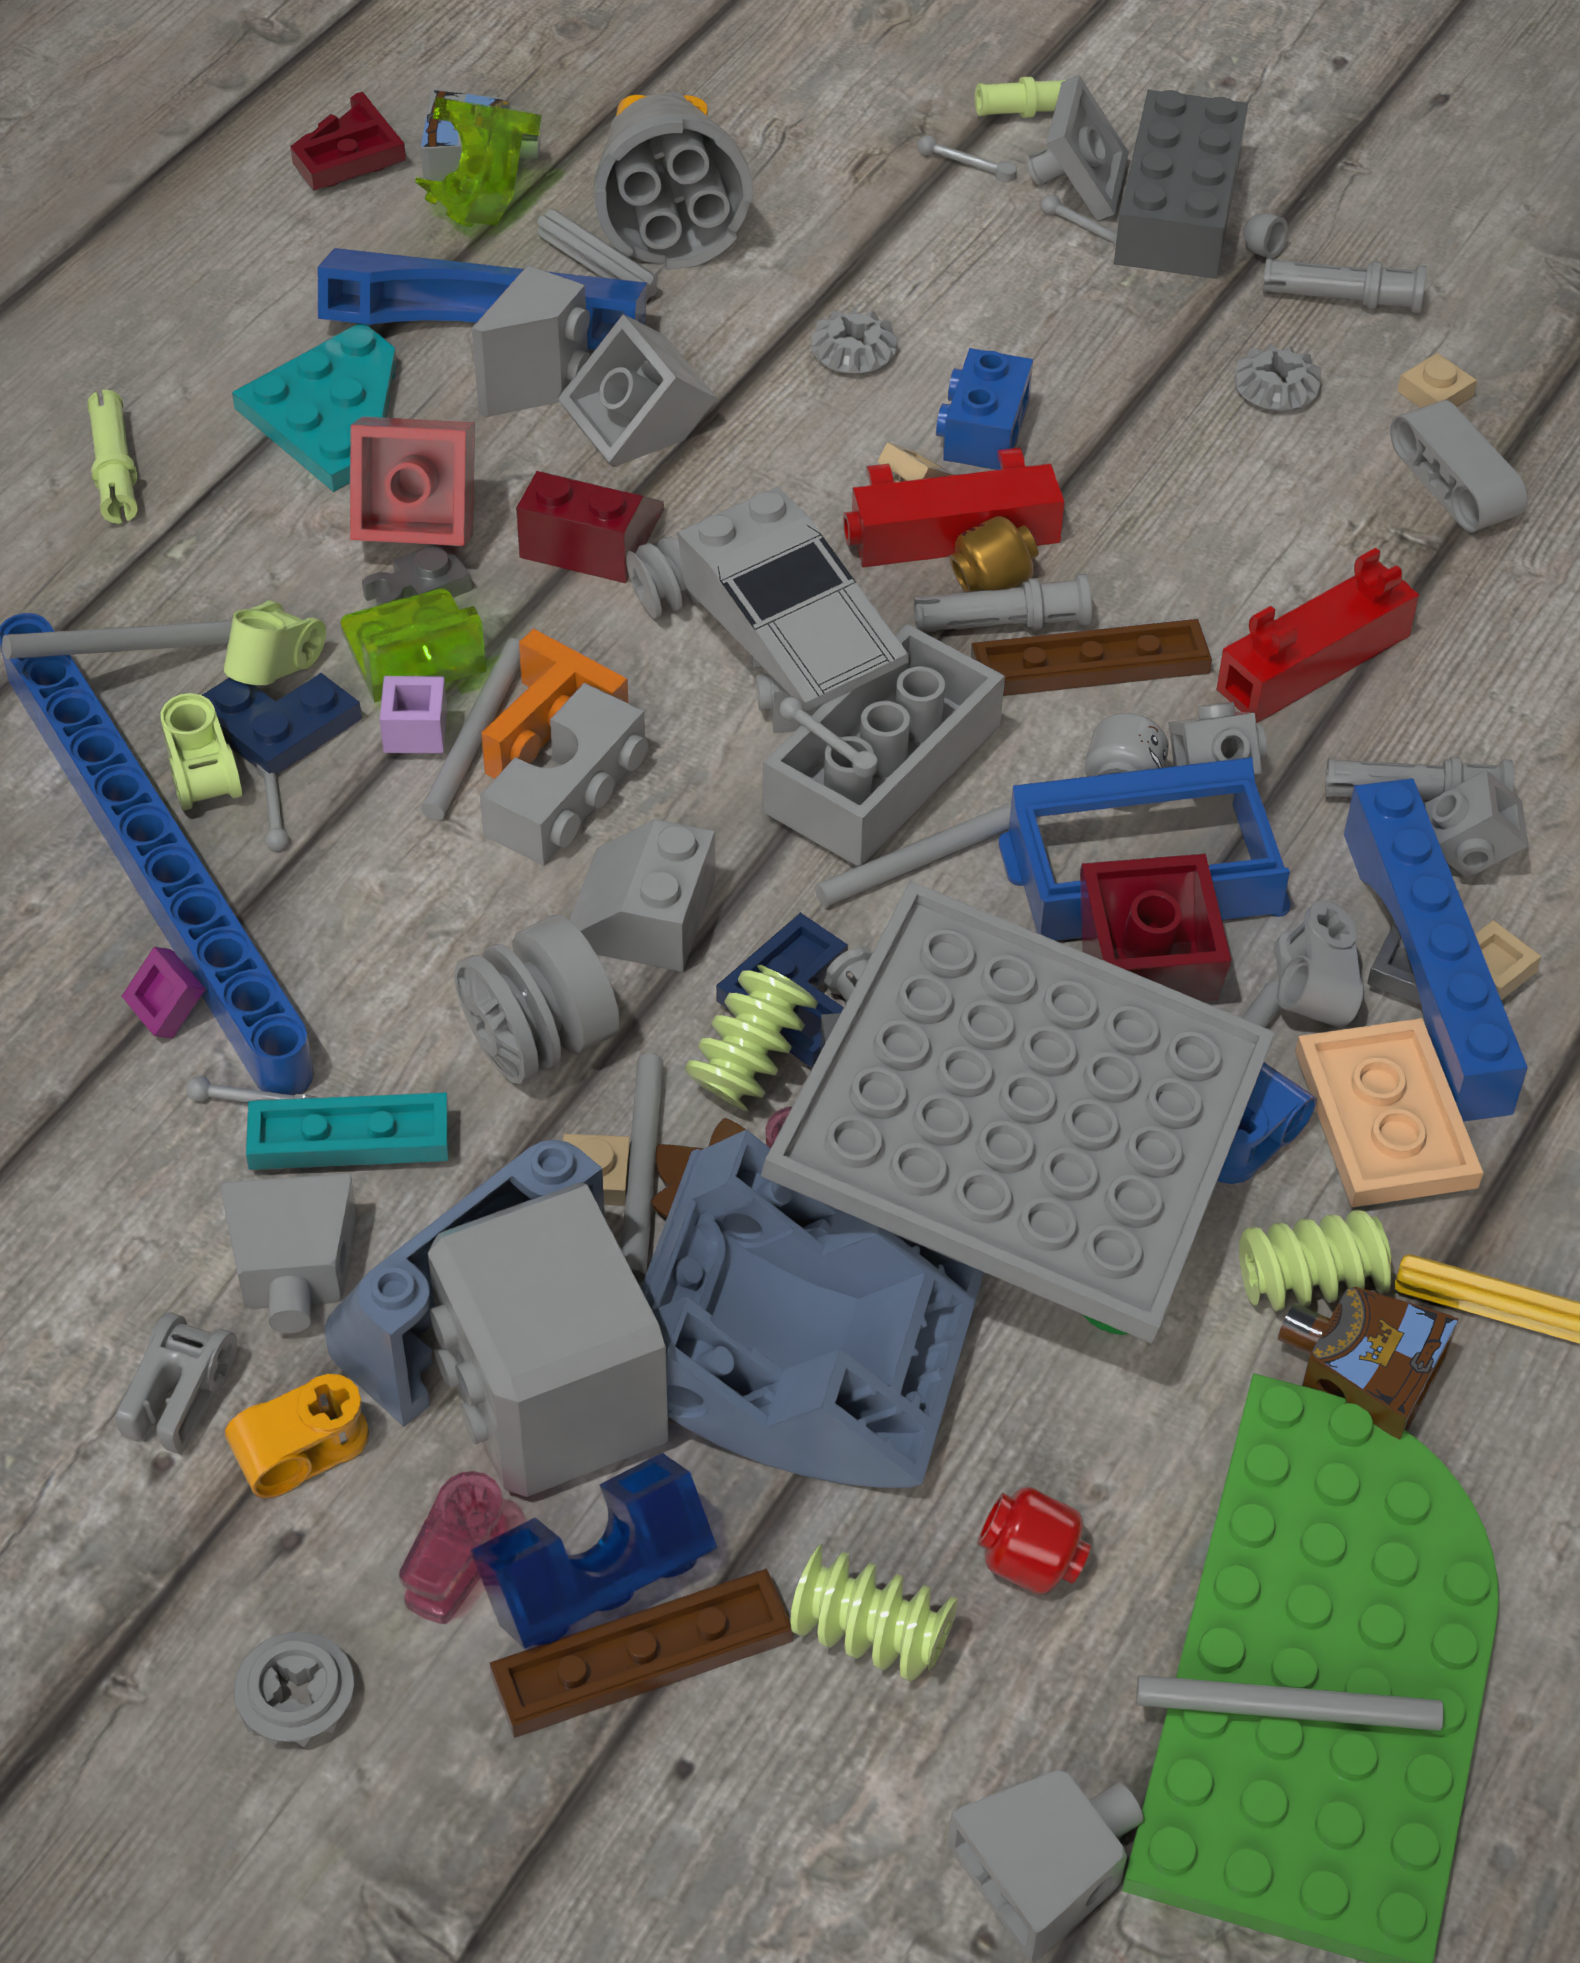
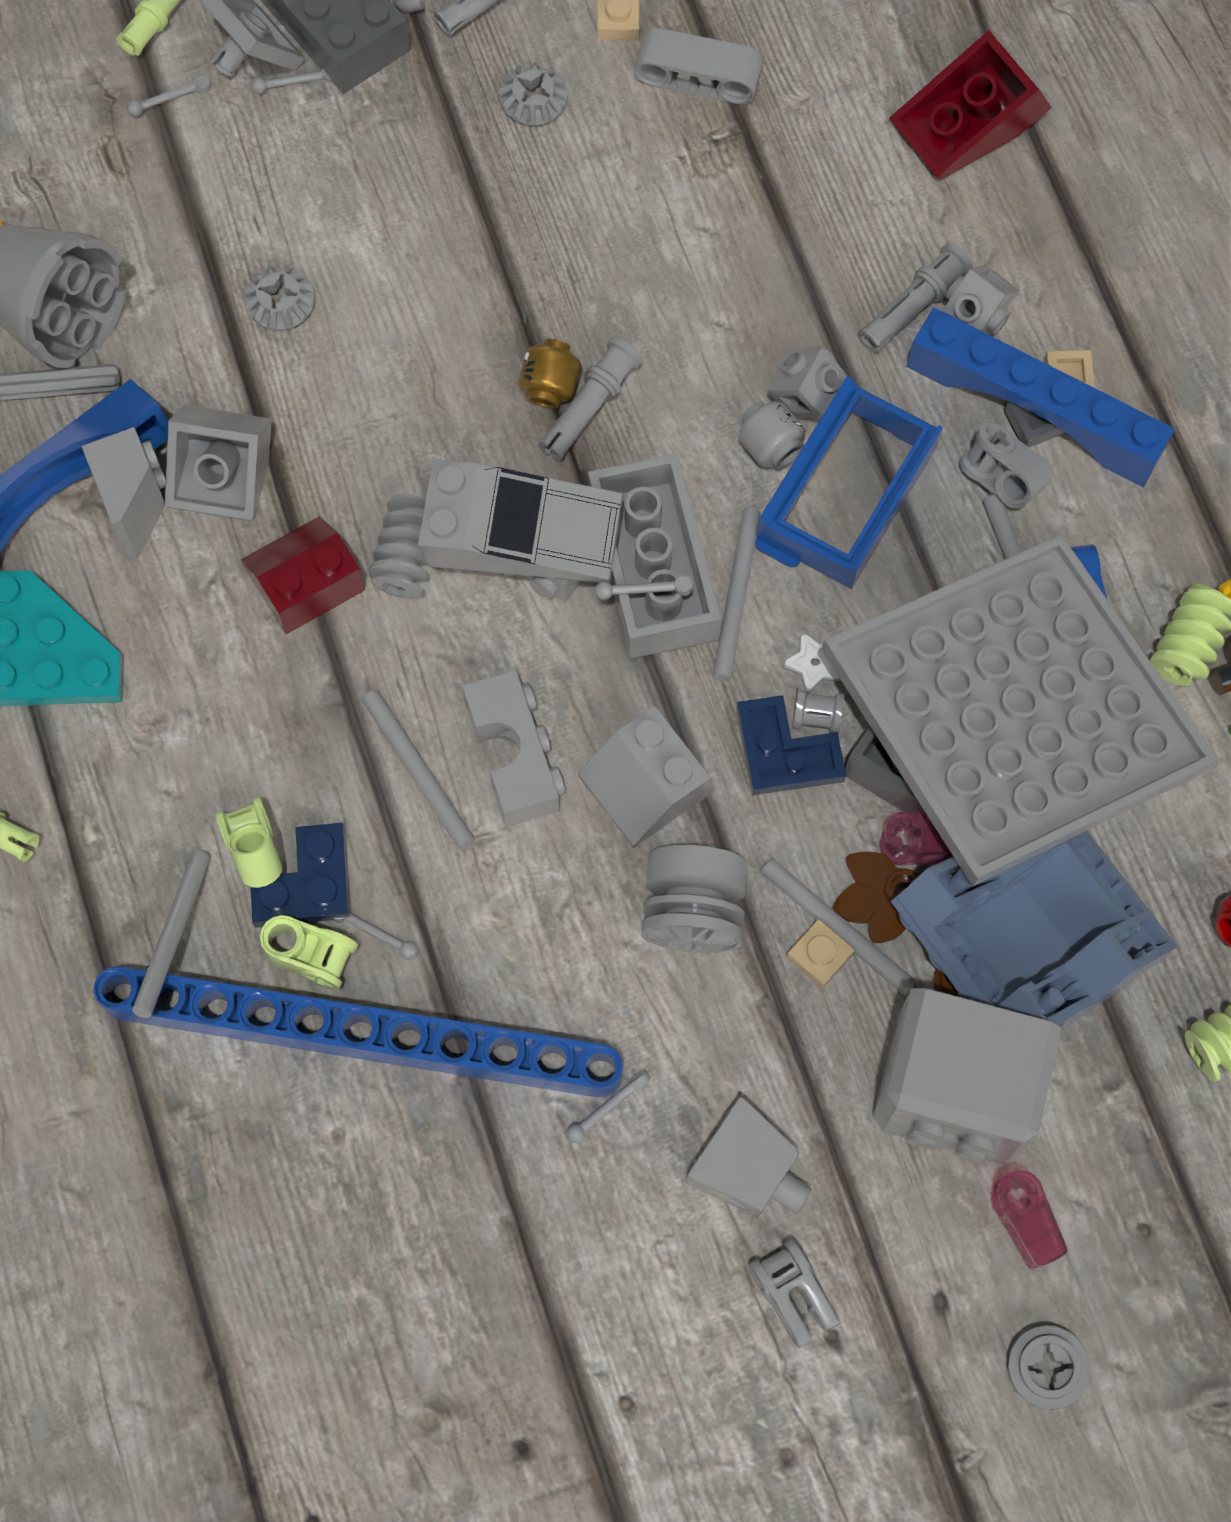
camera: 50 degrees left, 20 degrees up
(163, 992) = (491, 1105): magenta plate -> none
(293, 1434) = (888, 1262): light orange piece -> none
(347, 1131) = (686, 1072): teal plate -> none
(380, 1320) = (842, 1131): sand blue windscreen -> none
(412, 481) = (195, 656): brick -> none
(413, 714) = (384, 786): lavender plate -> none
(415, 638) = (317, 754): clear neon green bracket -> none
(419, 573) = (258, 703): flat silver plate -> none
(552, 676) = (444, 691): orange bracket -> none
(640, 1652) = (1159, 1168): reddish brown tile -> none
(650, 1533) = (1105, 1115): clear blue arch -> none
(749, 1035) = (820, 801): yellowish green piece -> none
(909, 464) = (433, 356): tan plate -> none
(926, 516) = (492, 364): red brick -> none
(985, 407) = (418, 274): blue brick -> none
(1097, 656) = (665, 385): reddish brown tile -> none
(1157, 921) = (920, 531): dark red slope -> none
(1317, 639) = (769, 259): red brick -> none
(1388, 1113) = (1122, 515): light nougat plate -> none

